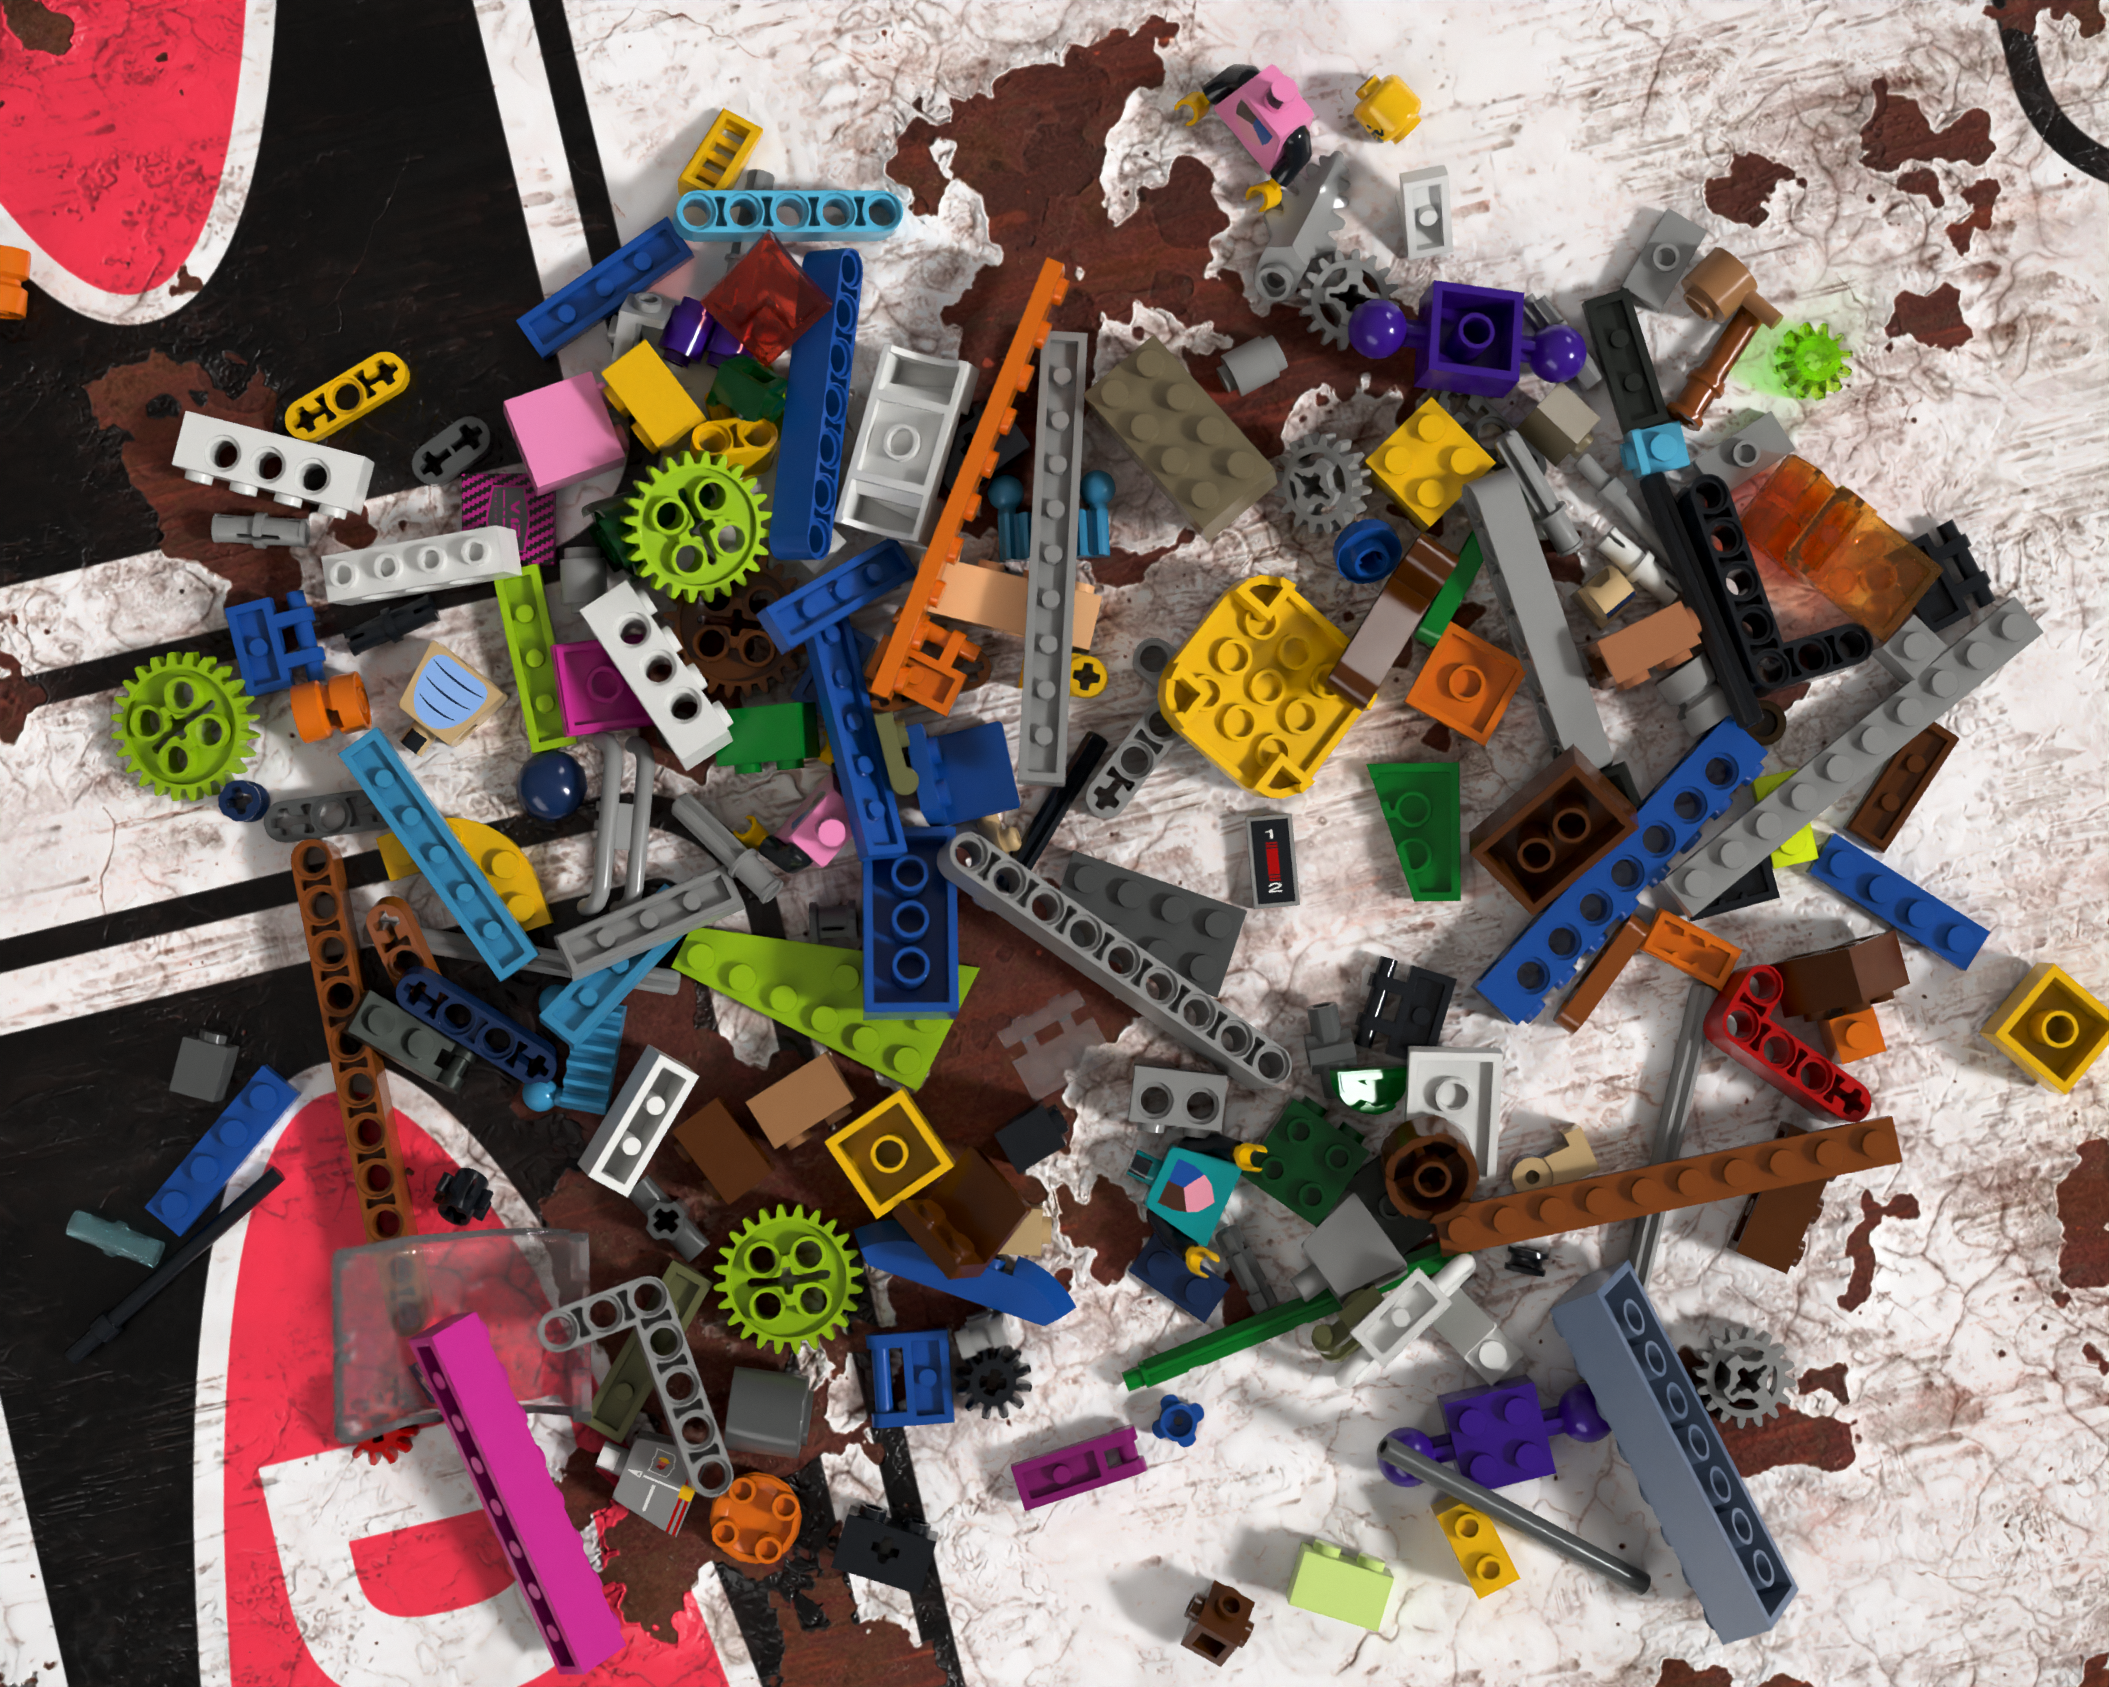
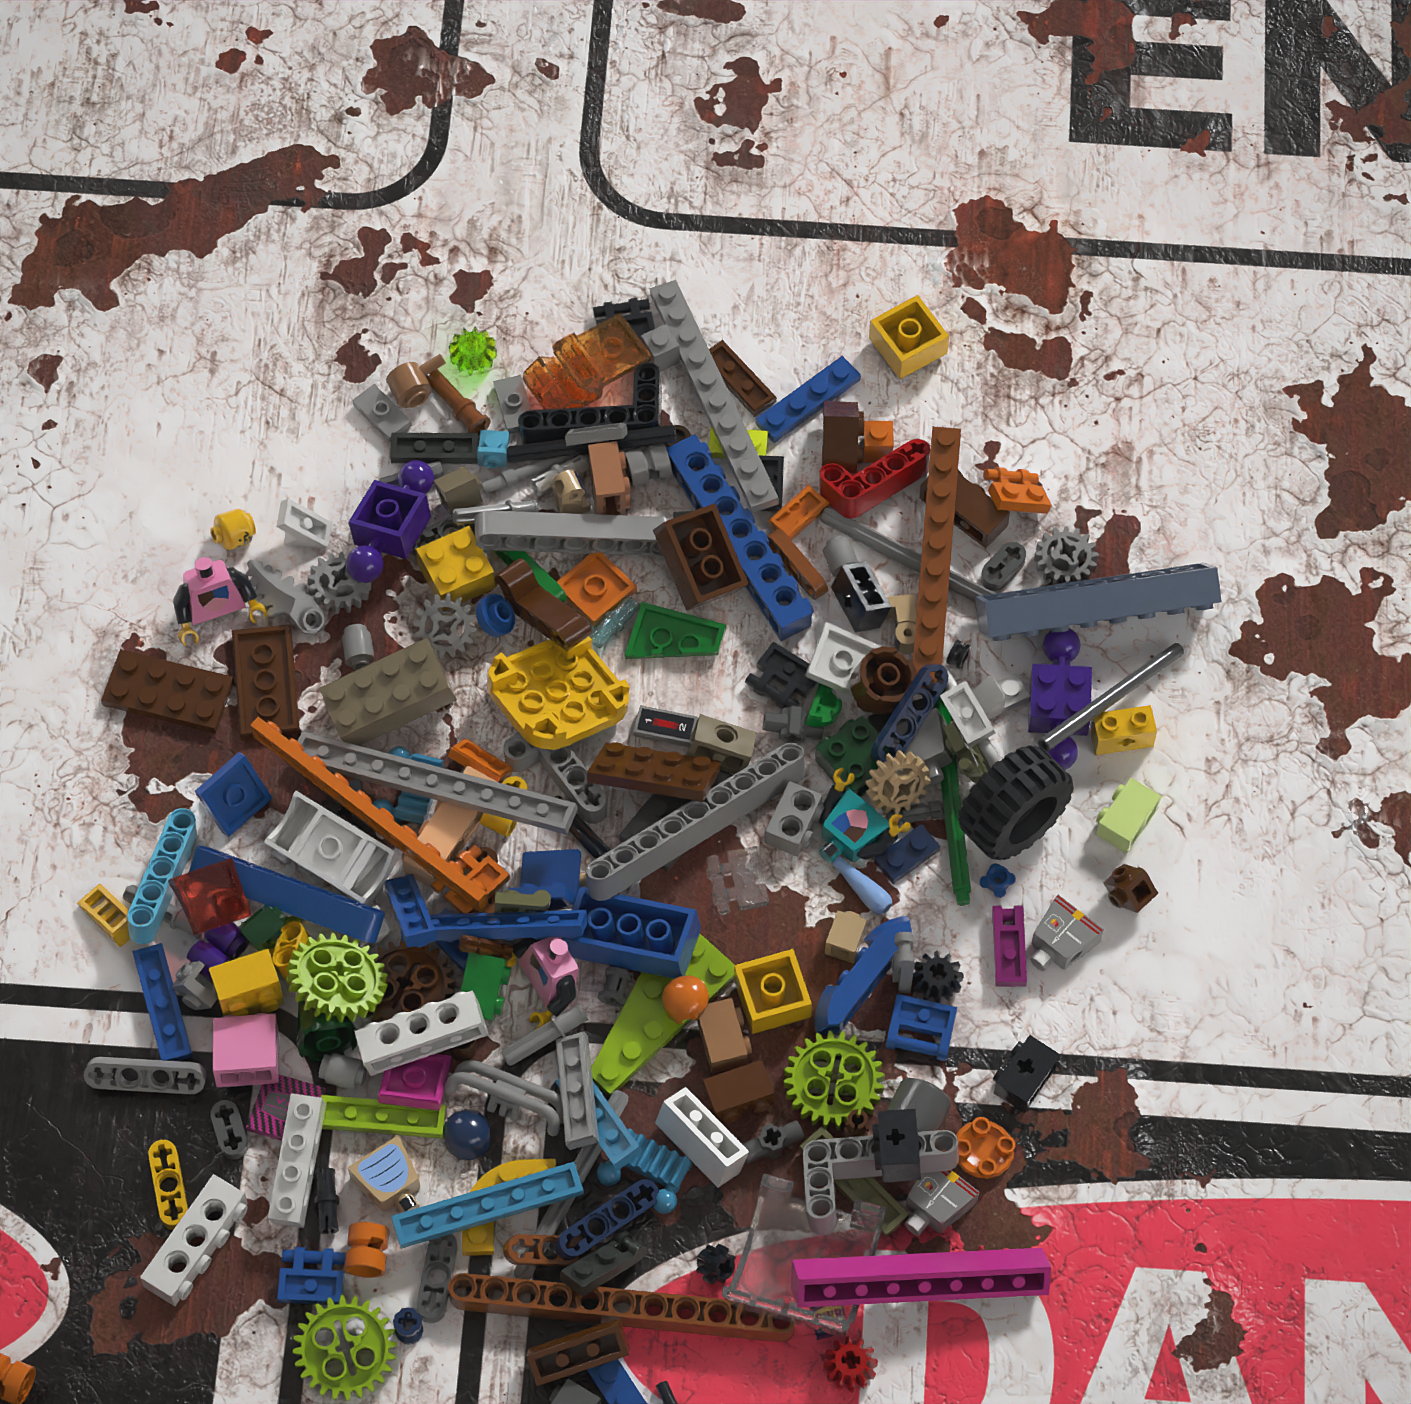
camera: 75 degrees left, 25 degrees down
(260, 530) = (234, 1264): light grey pin -> none
(268, 1050) = (578, 1352): none -> reddish brown brick
(477, 255) = (145, 1075): none -> light grey beam
(657, 1438) = (898, 1145): none -> black brick
(707, 1345) = (856, 1124): none -> reddish brown pin
(811, 721) = (485, 947): none -> reddish brown axle
(831, 1034) = (685, 998): none -> orange hair
(949, 269) = (233, 794): none -> blue tile
(965, 1216) = (825, 948): reddish brown bracket -> none
(1032, 1135) = (789, 903): black brick -> none
(1096, 111) = (167, 691): none -> reddish brown plate
(1100, 1238) = (867, 890): none -> light blue piece
(1115, 1542) = (1063, 936): none -> light grey torso
(1123, 610) = (472, 755): none -> orange plate
(1157, 249) = (265, 678): none -> reddish brown tile
(1175, 874) = (653, 771): none -> reddish brown plate
(1241, 938) = (722, 742): none -> dark tan brick
(1268, 1240) = (898, 782): none -> tan gear
(1282, 1429) = (1015, 802): none -> black tyre
(1381, 1221) = (906, 711): none -> dark blue beam
(1417, 730) = (614, 621): none -> clear light blue pin
(1571, 1089) = (861, 596): none -> black brick
(1632, 1037) = (838, 553): none -> light grey brick
(1697, 1294) = (1008, 570): none -> dark grey beam
(1708, 605) = (596, 434): none -> light grey tile
(1819, 1277) = (1021, 496): none -> orange plate

